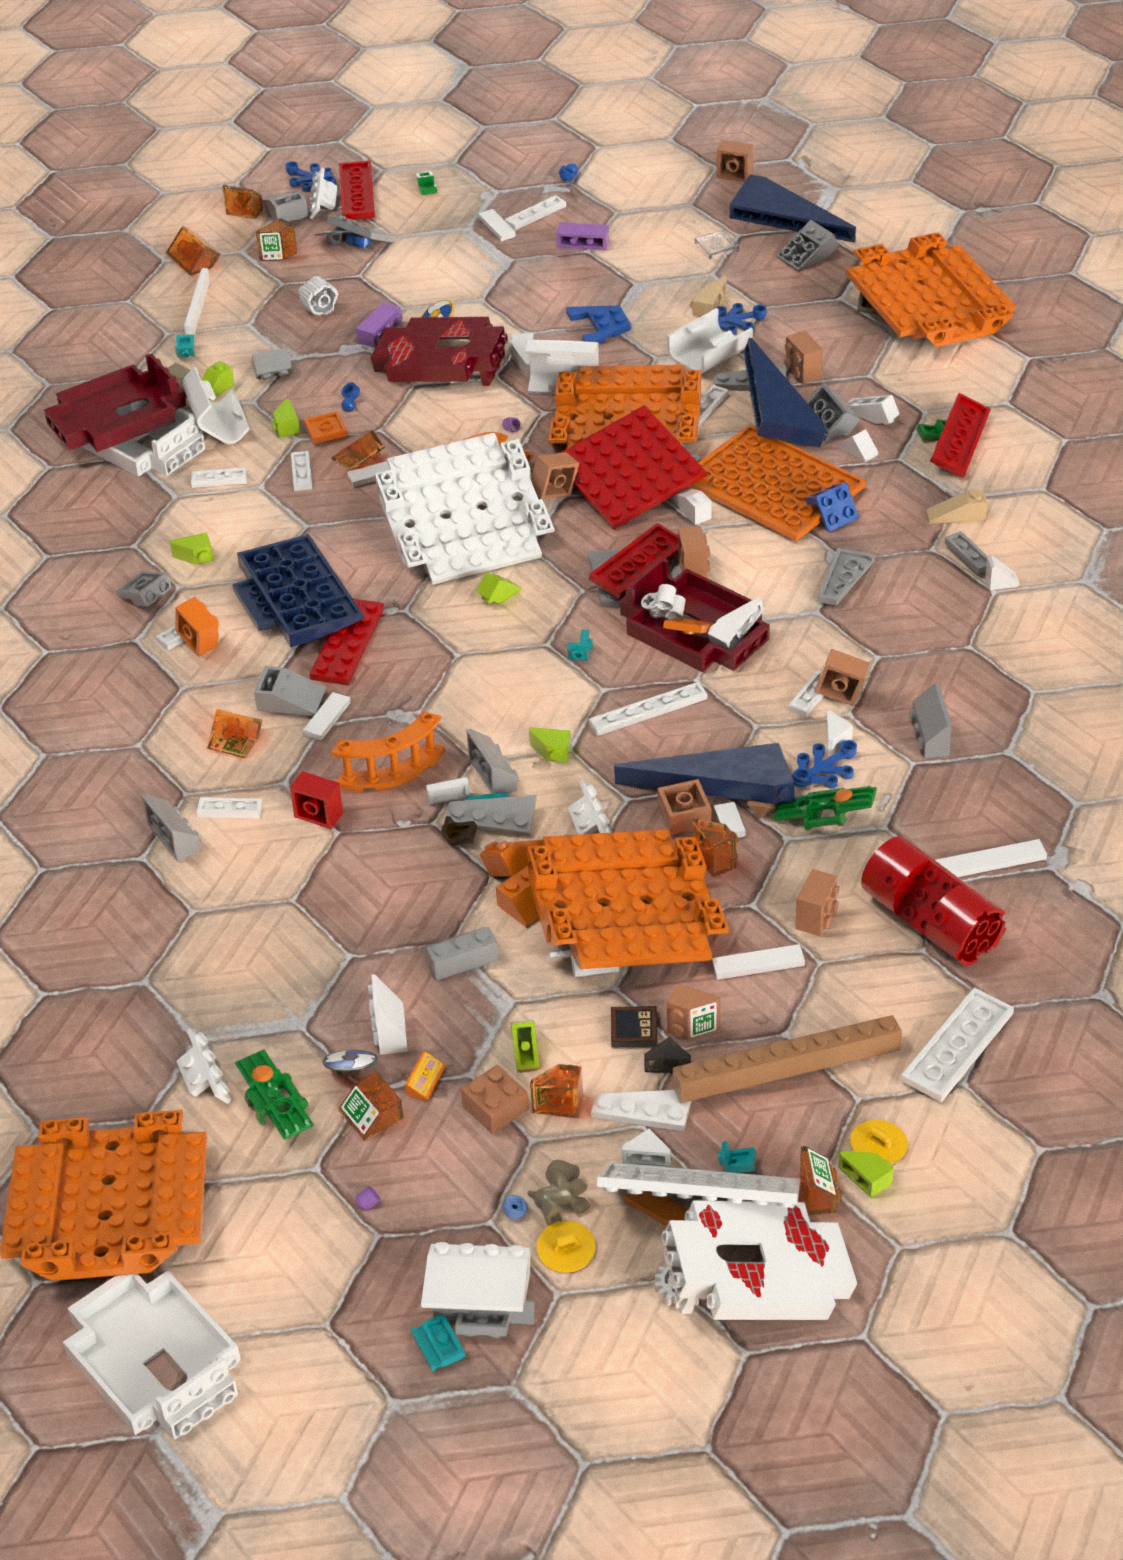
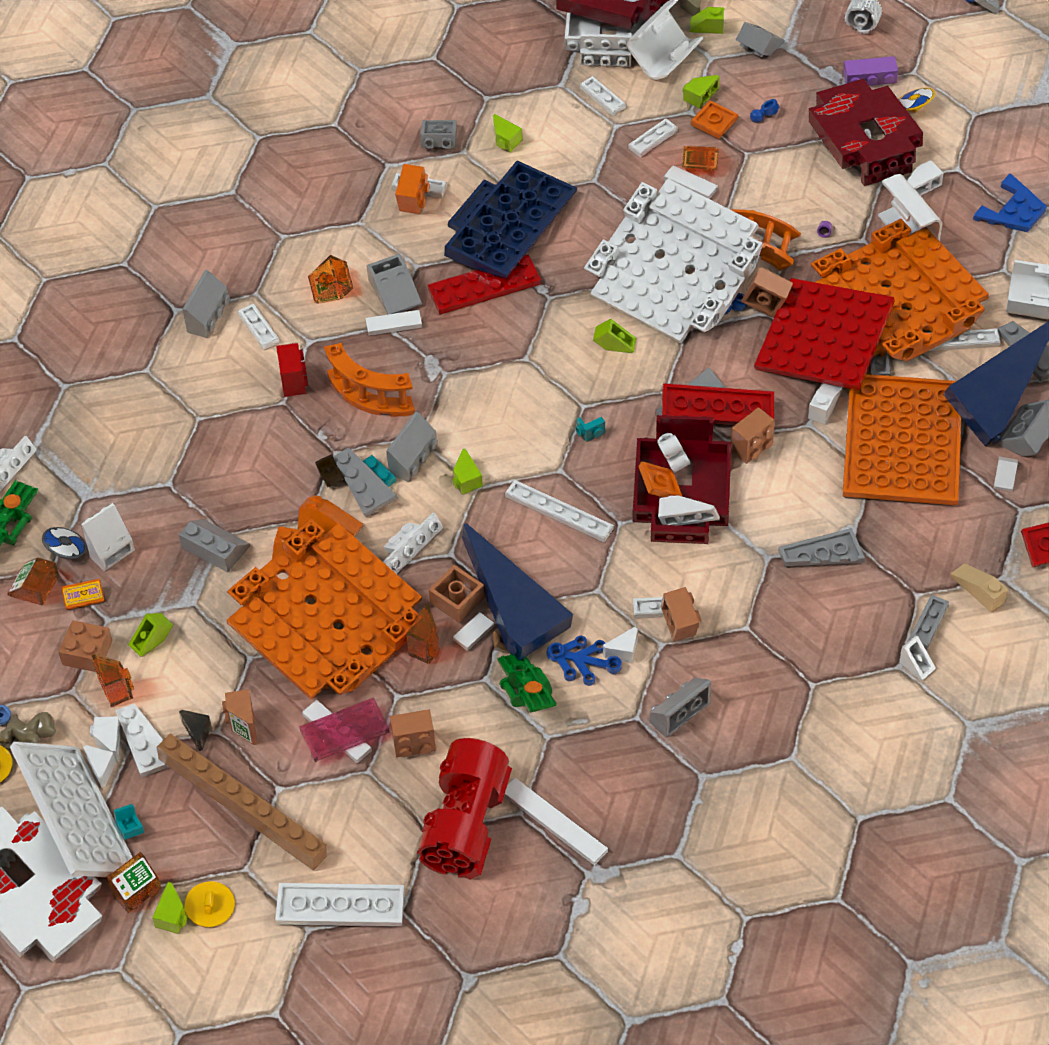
camera: 55 degrees right, 10 degrees up
(447, 791) = (367, 440): white tile -> none
(616, 1128) = (107, 734): none -> white slope
(634, 1026) = (212, 689): tile -> none
(765, 952) = (344, 729): none -> clear pink plate
(834, 506) = (900, 496): bracket -> none

